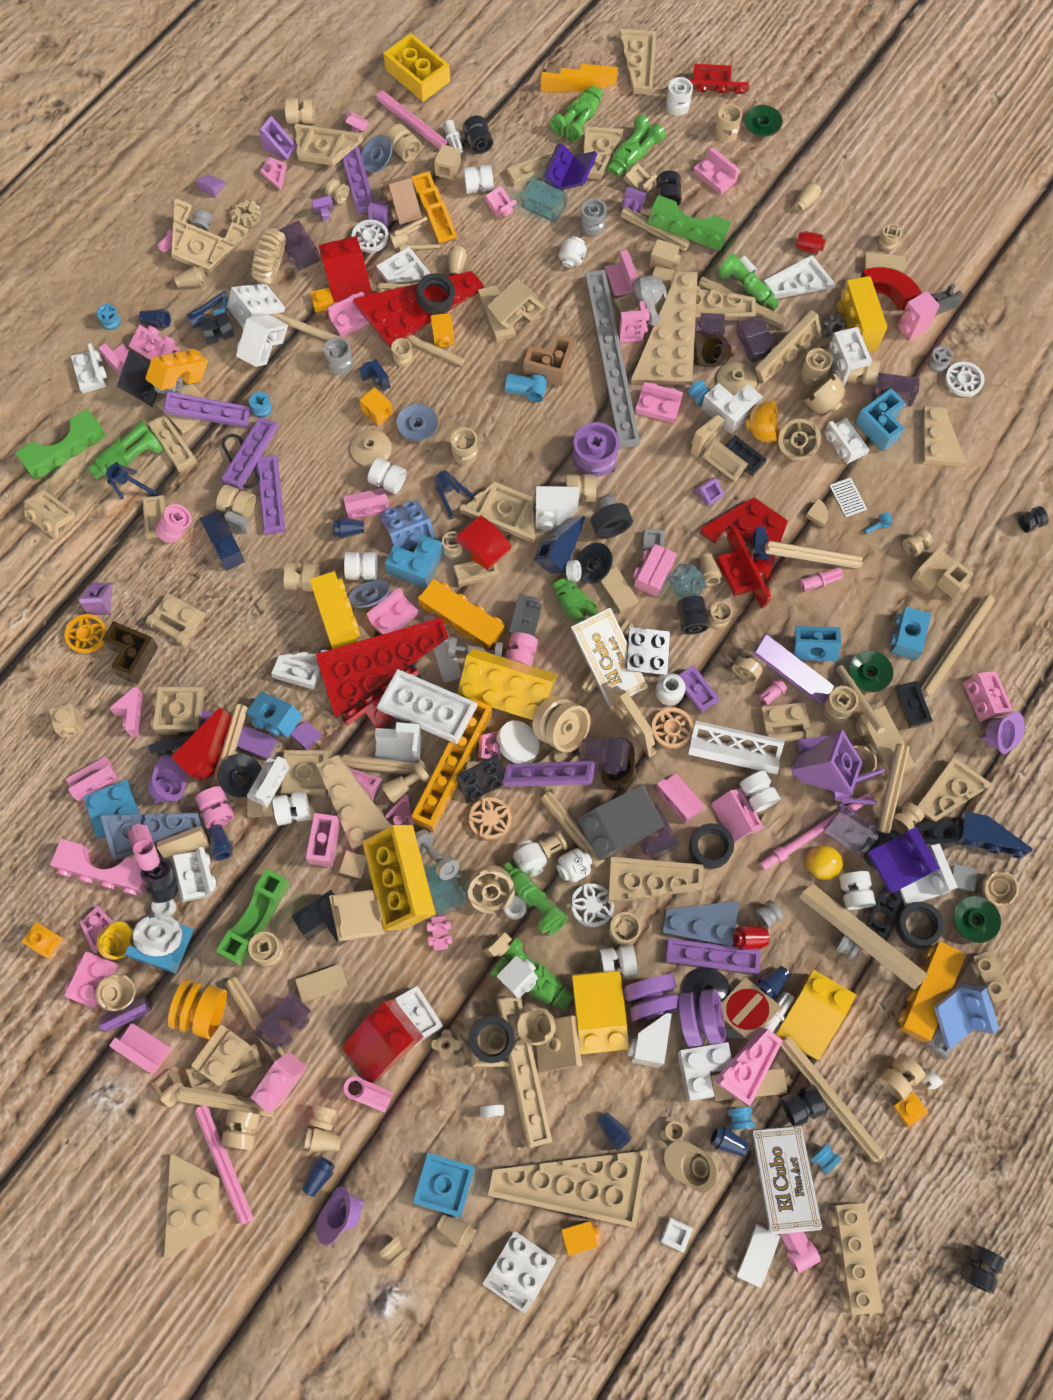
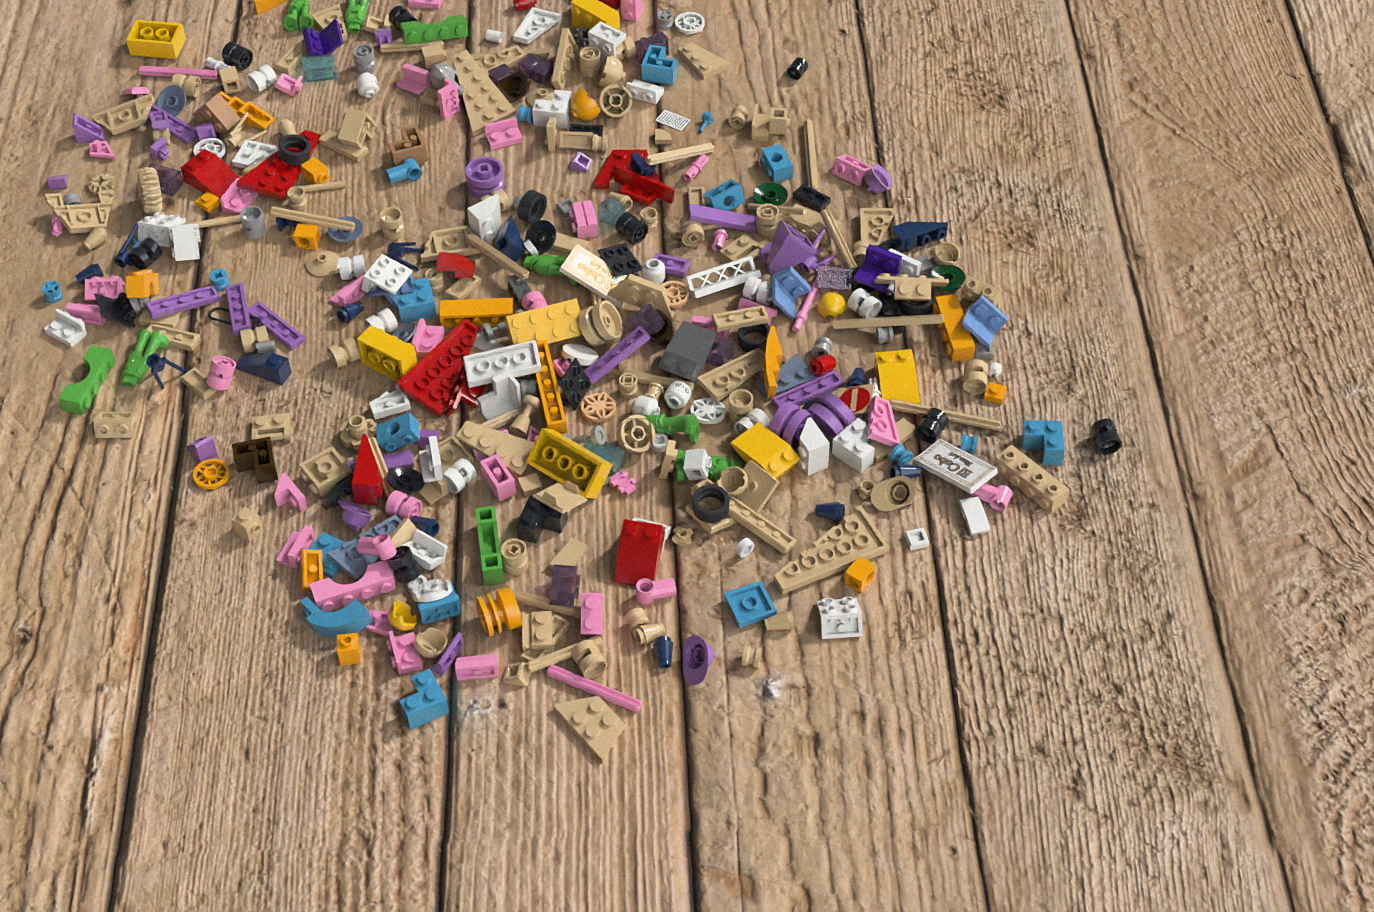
camera: 35 degrees left, 20 degrees down
(44, 892) = (330, 624): none -> dark azure arch
(65, 1059) = (426, 703): none -> dark azure brick
(80, 819) = (310, 568): none -> light orange slope
(244, 683) = (352, 431): none -> tan plant
(300, 110) = (91, 104): tan wheel -> none
(343, 171) = (159, 120): none -> medium lavender plate
(390, 392) = (312, 219): none -> tan axle
(403, 514) = (386, 274): none -> white bracket
(437, 746) = (529, 387): none -> light grey wheel
(529, 562) = (497, 256): none -> tan axle
(533, 818) = (628, 385): none -> tan wheel
(612, 359) = (445, 124): light grey plate -> none
(700, 894) = (772, 361): none -> light orange slope
(708, 818) = (740, 318): none -> tan tile
(746, 480) = (600, 143): none -> tan wheel
(750, 283) = (504, 40): bright green piece -> none
(781, 816) = (786, 287): none -> medium blue bracket
(793, 616) = (695, 196): none -> tan tile
(918, 1222) = (1045, 437): none -> dark azure brick
(920, 914) = (912, 288): none -> tan bracket

